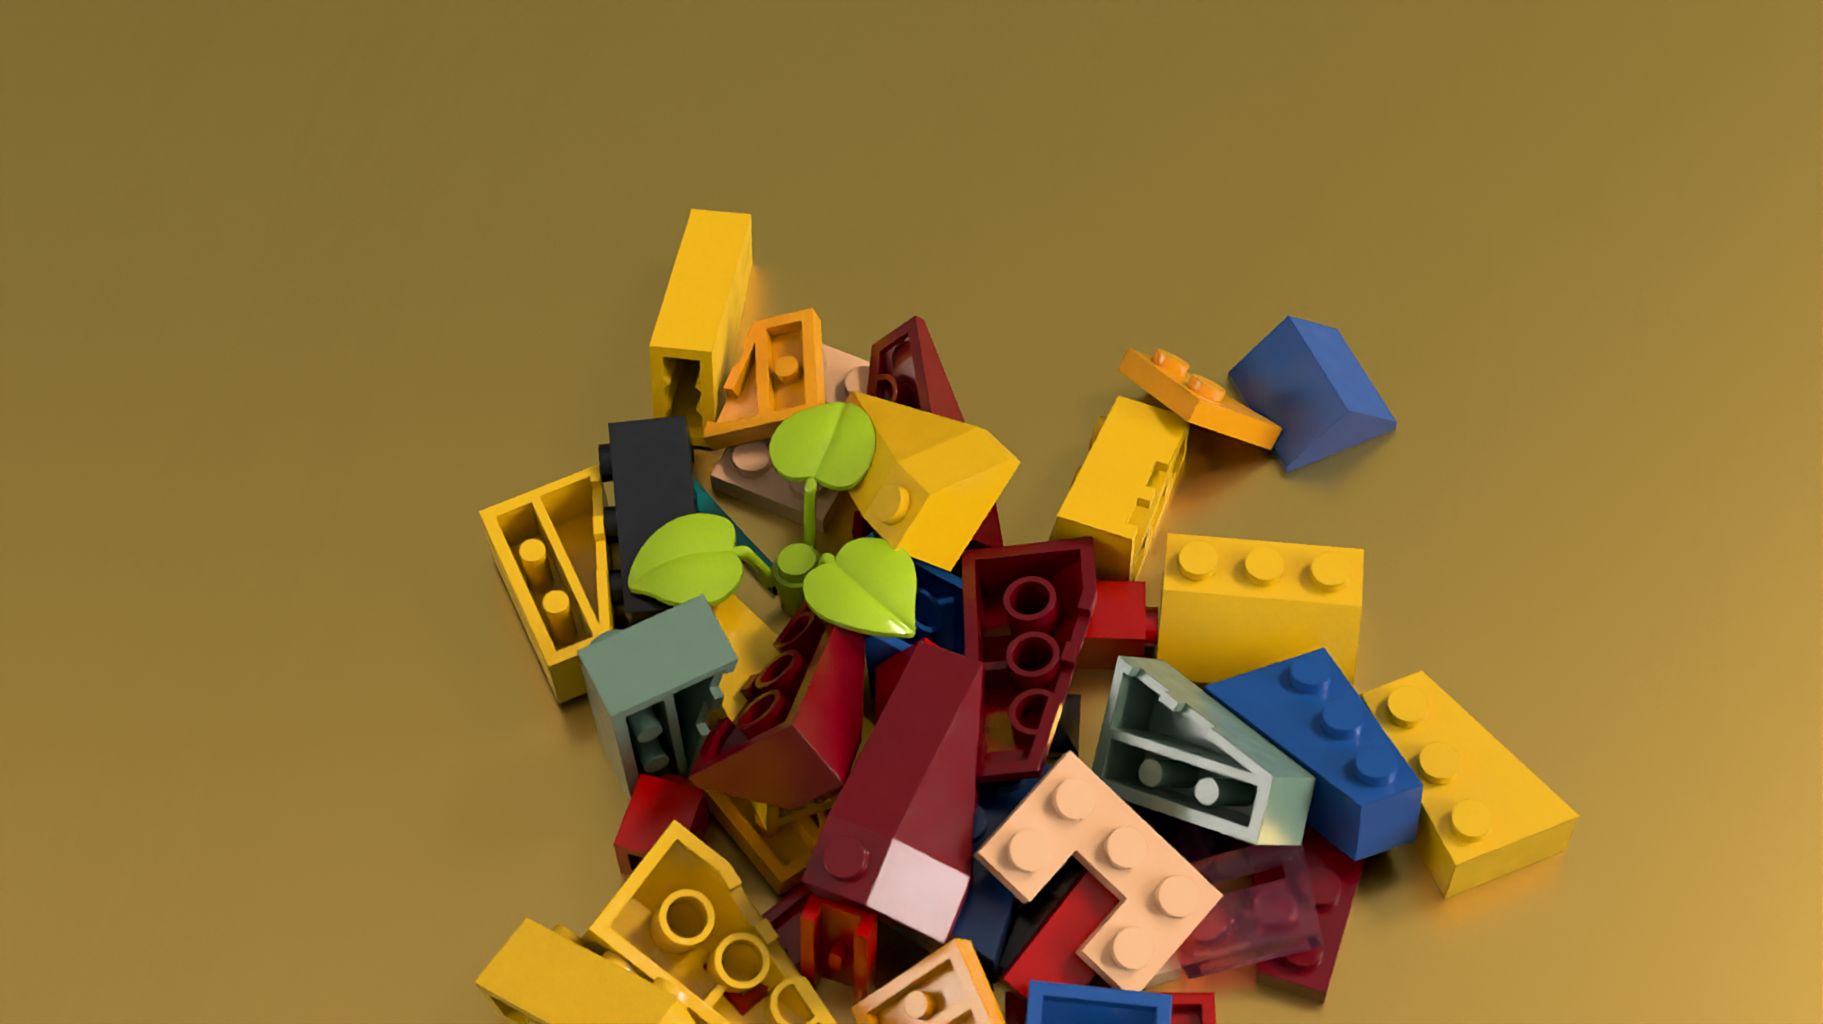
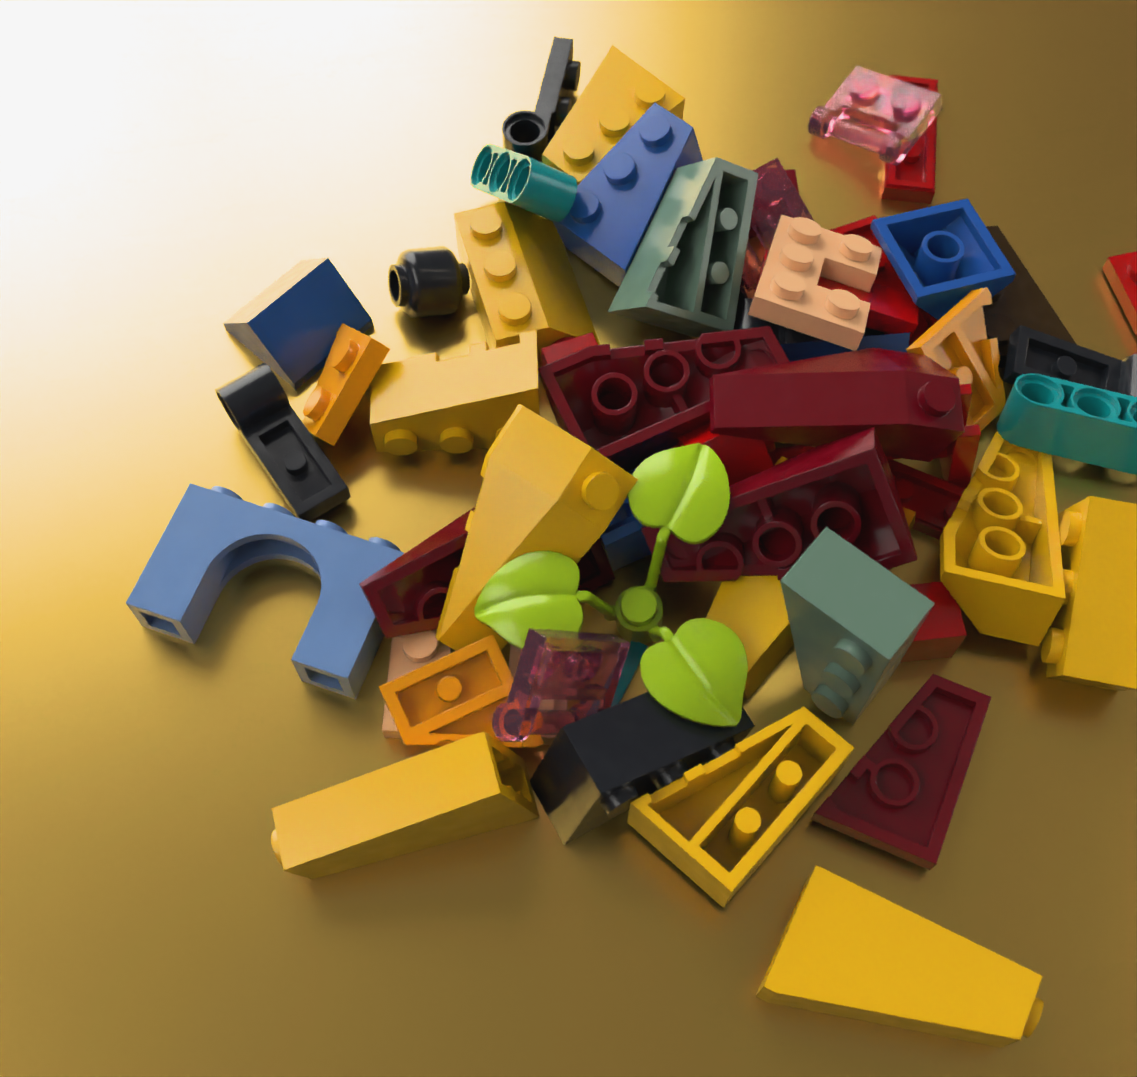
camera: 115 degrees left, 5 degrees up
(356, 650) = (893, 968): none -> yellow slope
(517, 757) = (912, 775): none -> dark red wing
(739, 451) = (560, 668): none -> clear pink plate
(1038, 225) = (222, 534): none -> medium blue arch
(1190, 325) = (282, 443): none -> black plate
(1302, 512) = (428, 282): none -> black head
(1380, 630) = (524, 182): none -> teal beam
(1569, 762) = (533, 130): none -> black plate

